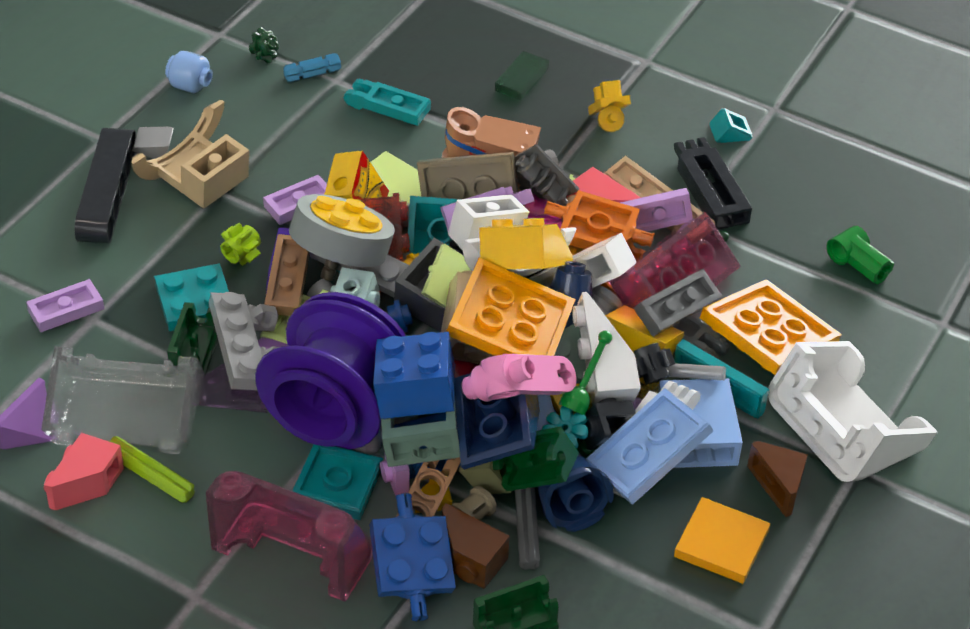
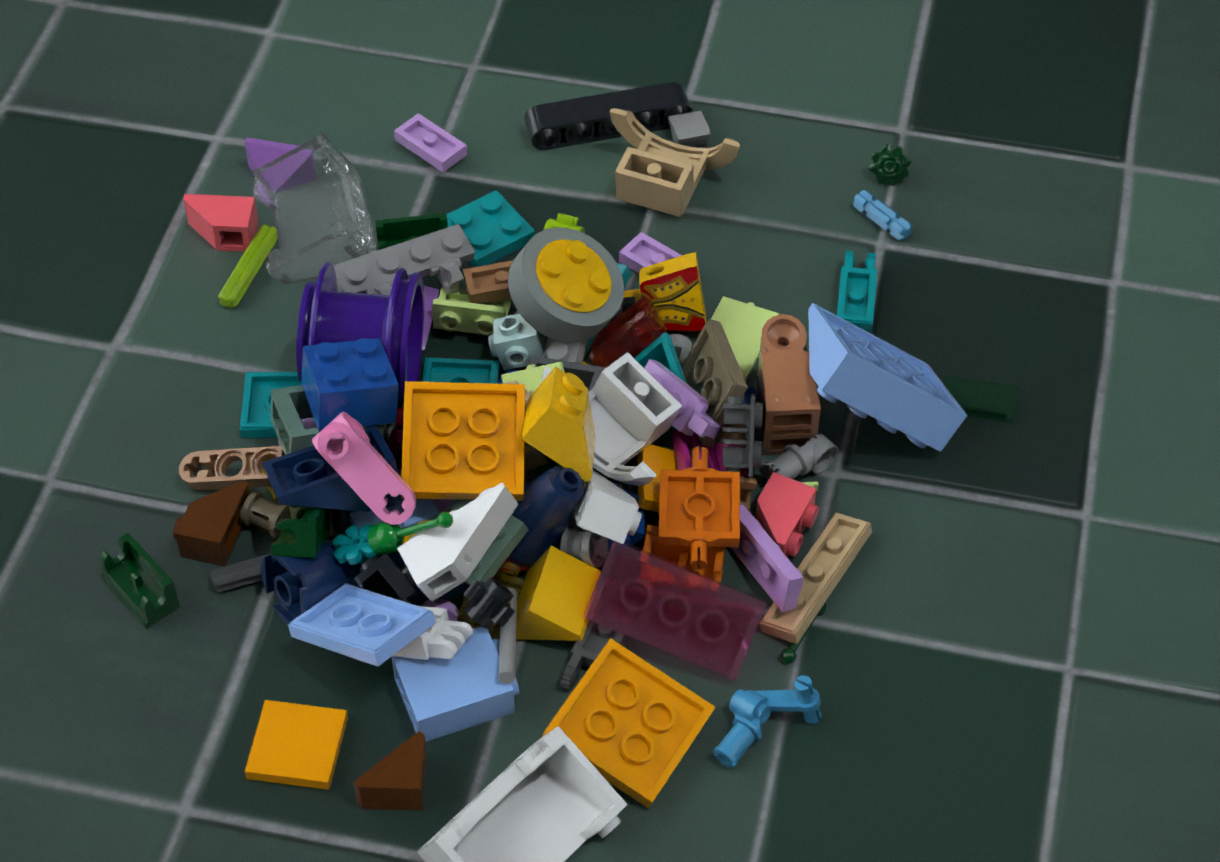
camera: 75 degrees right, 5 degrees up
(188, 71) = (812, 121): light blue head -> none
(248, 507) = (187, 399): clear pink windscreen -> none
(412, 556) = (178, 474): blue plate -> none
(524, 96) = (880, 381): none -> light blue slope
(609, 104) = (949, 482): yellow hips -> none
(677, 302) = (598, 607): dark grey plate -> none
(721, 199) = (855, 635): black hinge -> none
(730, 127) = (998, 627): teal slope -> none
(746, 392) = (529, 692): teal tile -> none
(773, 264) = (754, 709): none -> dark azure pin
(854, 248) = (814, 795): green piece -> none

